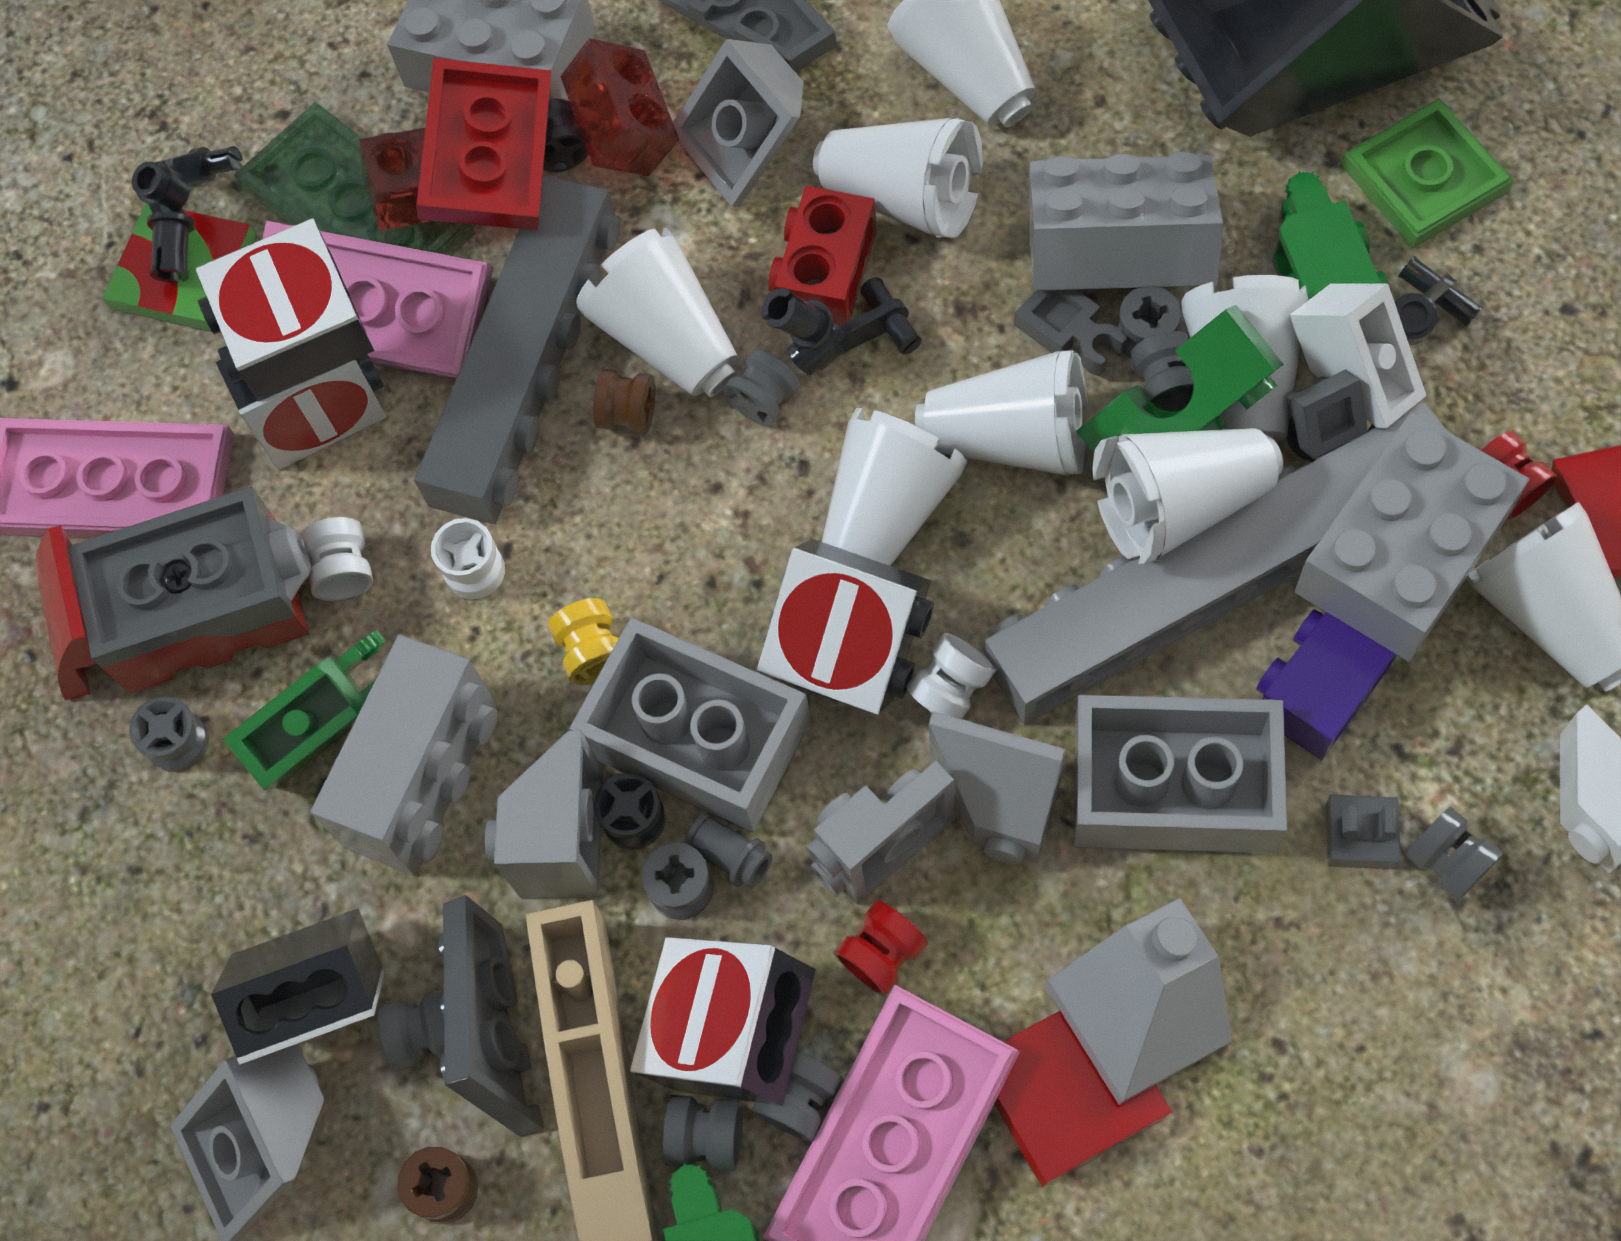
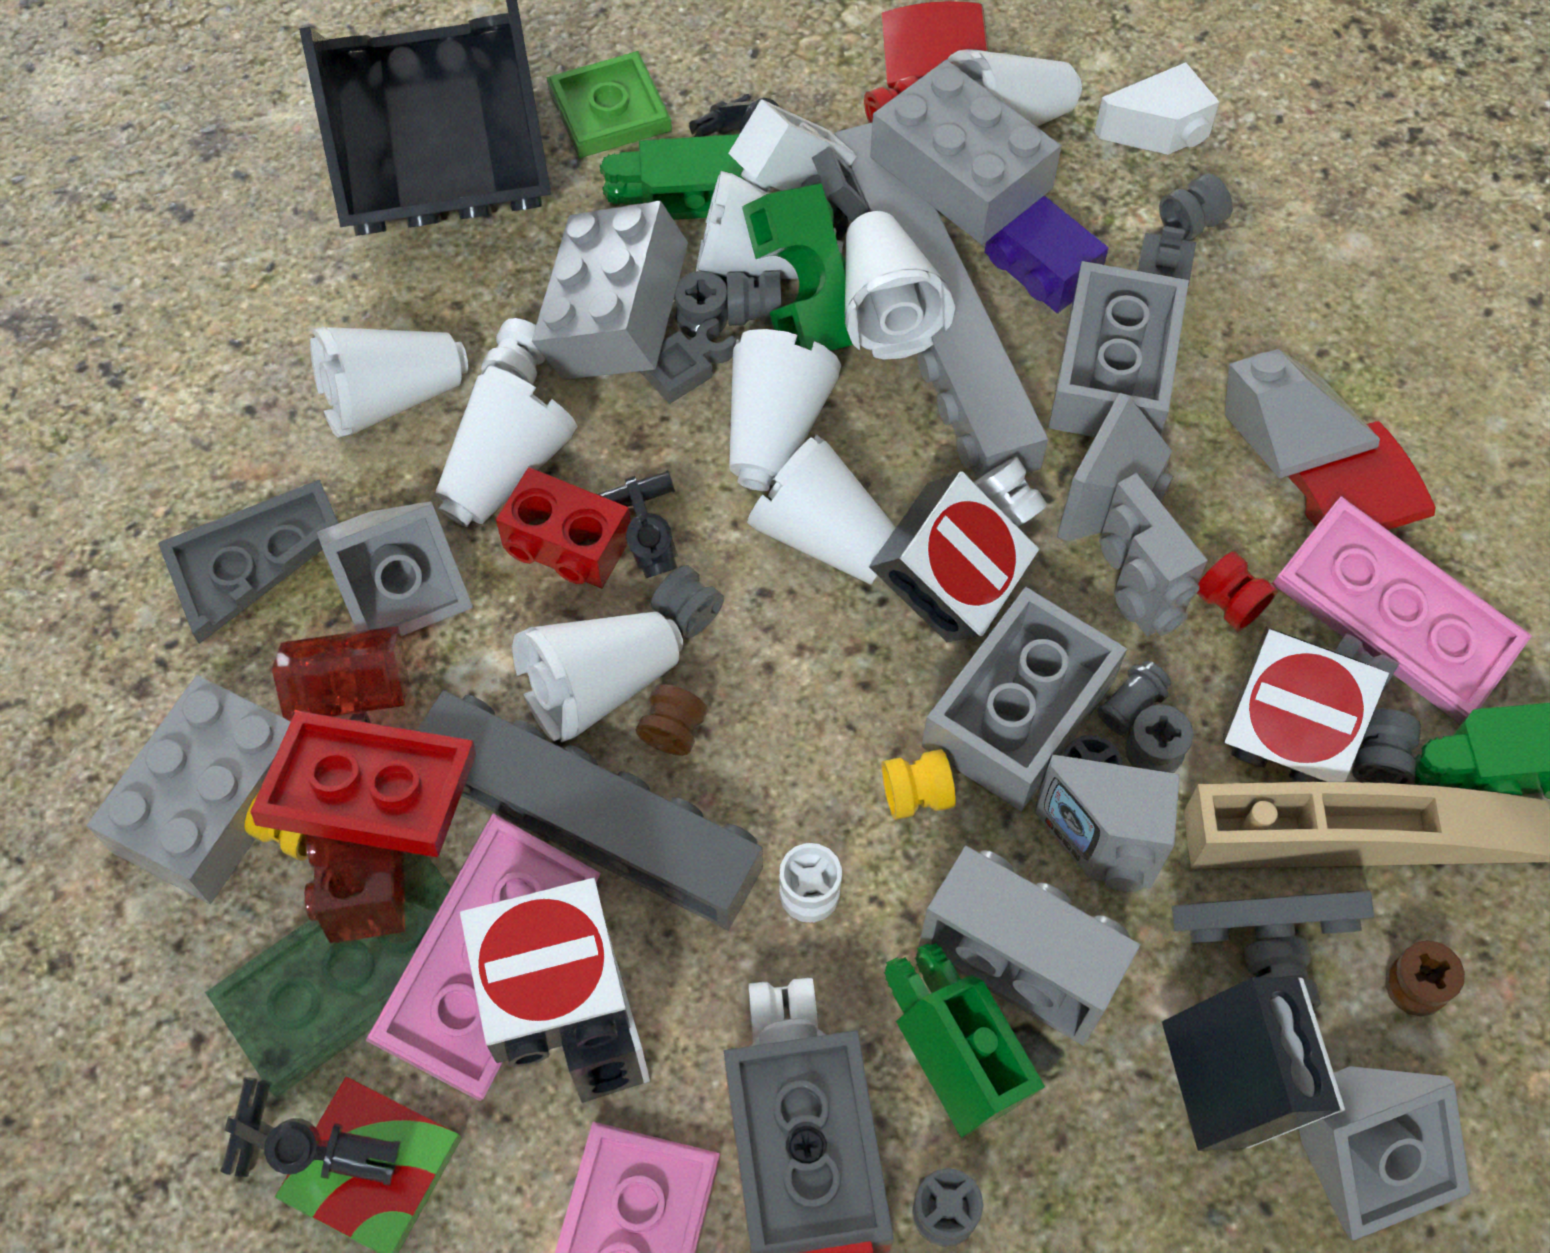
camera: 90 degrees left, 5 degrees down
(1015, 157) = (515, 350): none -> white wheel

